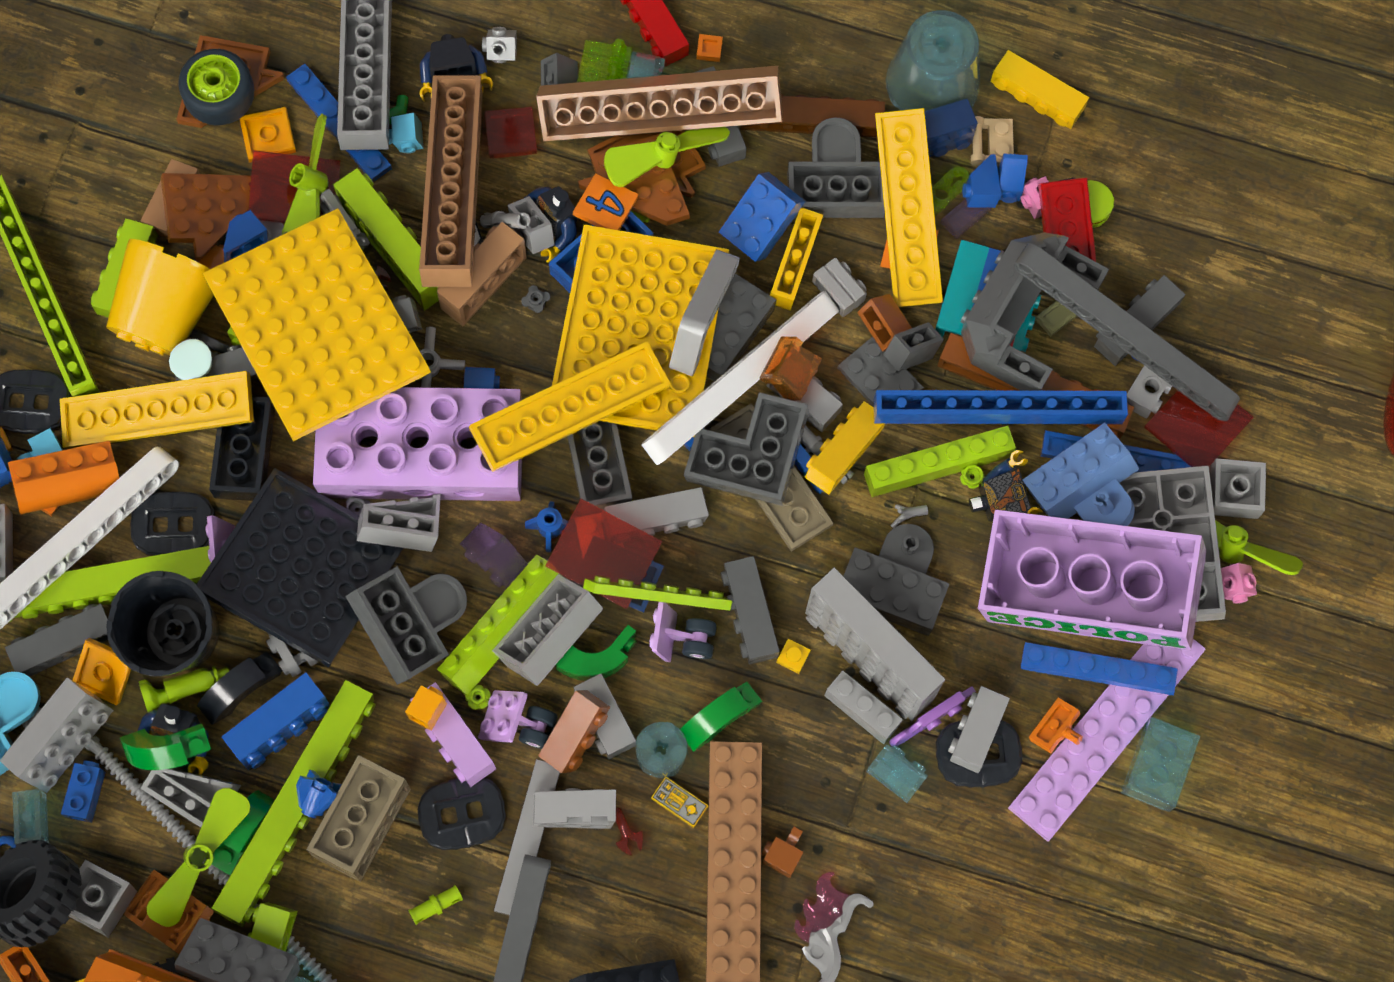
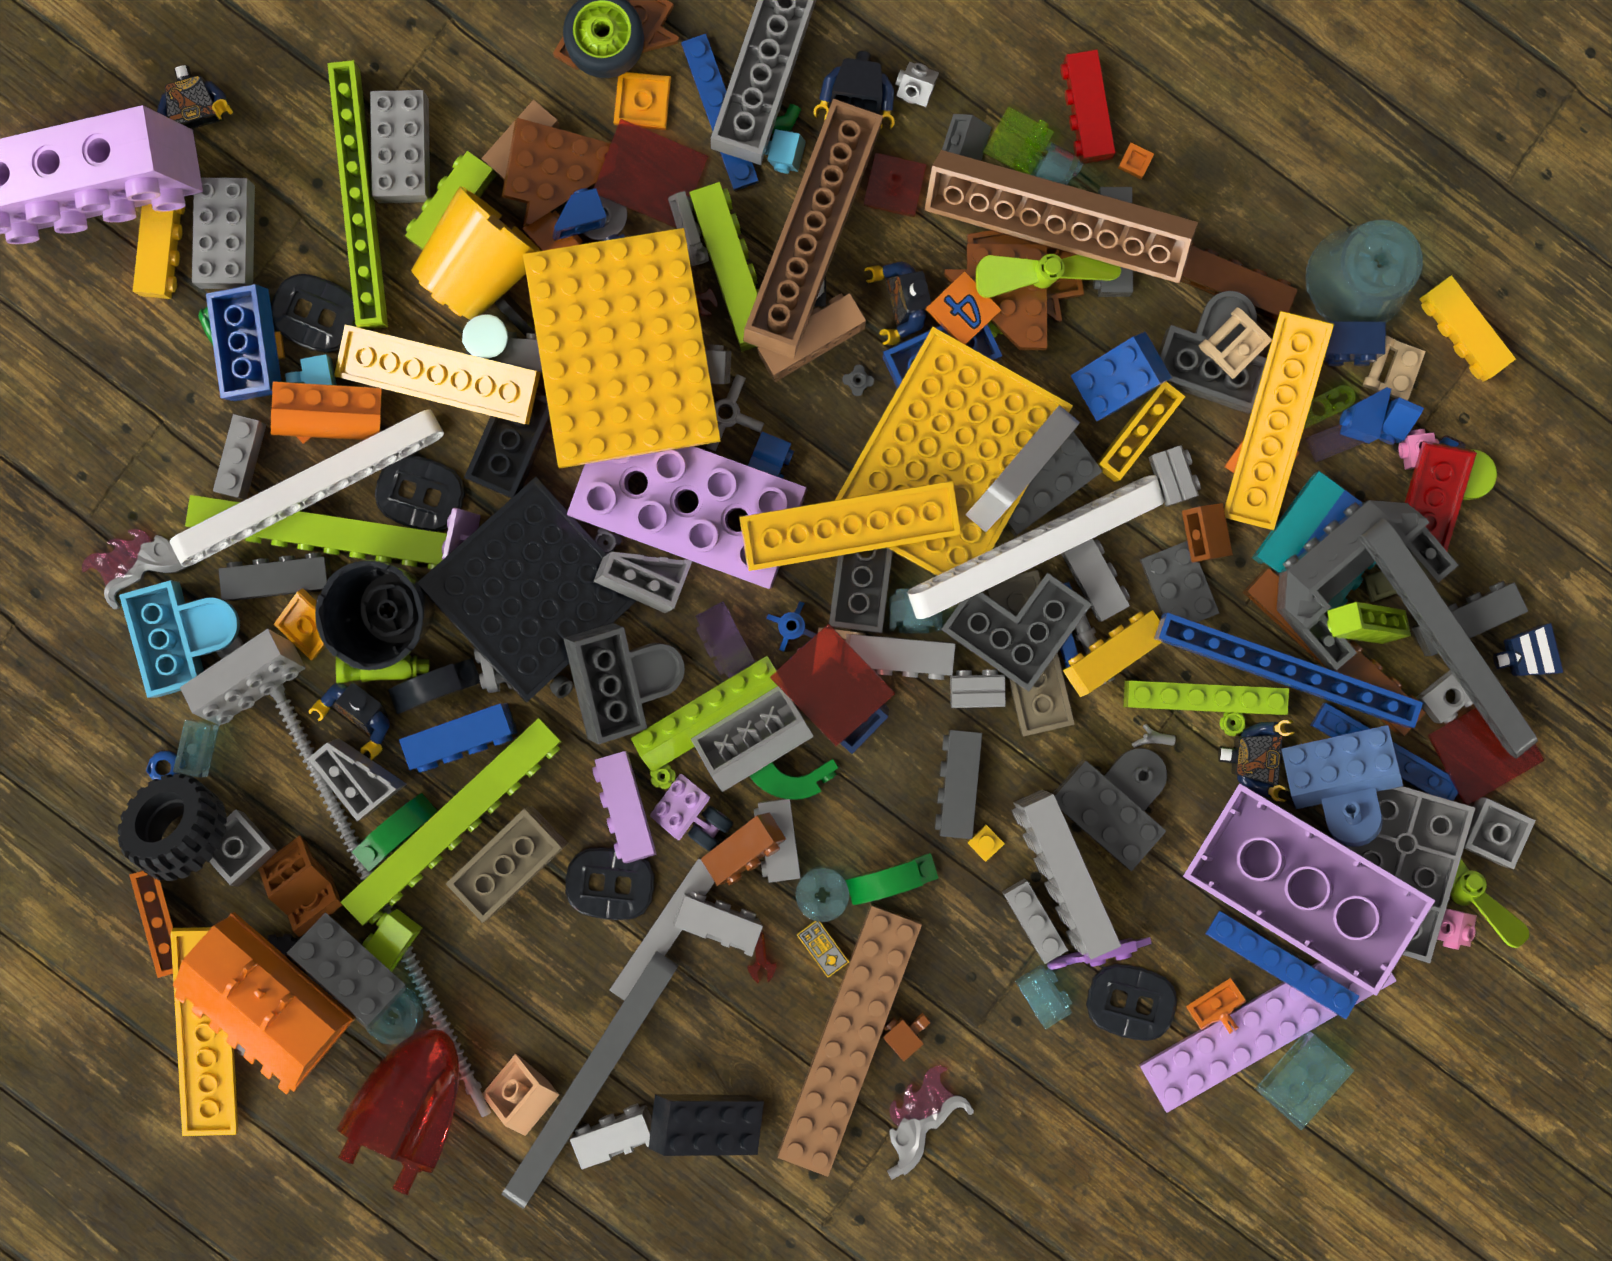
camera: 25 degrees right, 15 degrees up
(64, 236) = (400, 146): none -> light grey brick
(83, 791) = (254, 737): blue brick -> none
(166, 751) = (339, 733): green arch -> none
(223, 816) = (377, 818): lime piece -> none
(310, 184) = (667, 176): lime piece -> none
(315, 794) = (474, 828): blue brick -> none
(362, 650) = (561, 686): none -> dark grey hinge
(426, 707) = (607, 776): light orange brick -> none
(435, 904) = (555, 965): lime pin -> none
(512, 220) = (848, 284): light grey pin -> none
(539, 232) = (879, 301): light grey brick -> none
(648, 591) = (867, 743): lime plate -> none
(655, 479) = (903, 616): none -> clear light blue brick
(695, 638) = (869, 770): lavender plate -> none
(736, 523) = (977, 690): none -> light grey brick
(790, 368) = (1089, 555): clear orange hips -> none
(855, 160) = (1242, 349): none -> tan plate
(913, 346) = (1224, 570): dark grey brick -> none
(978, 729) = (1139, 984): light grey brick -> none
(1052, 343) = (1368, 623): none -> lime brick
(1204, 330) = (1530, 652): none -> dark blue torso

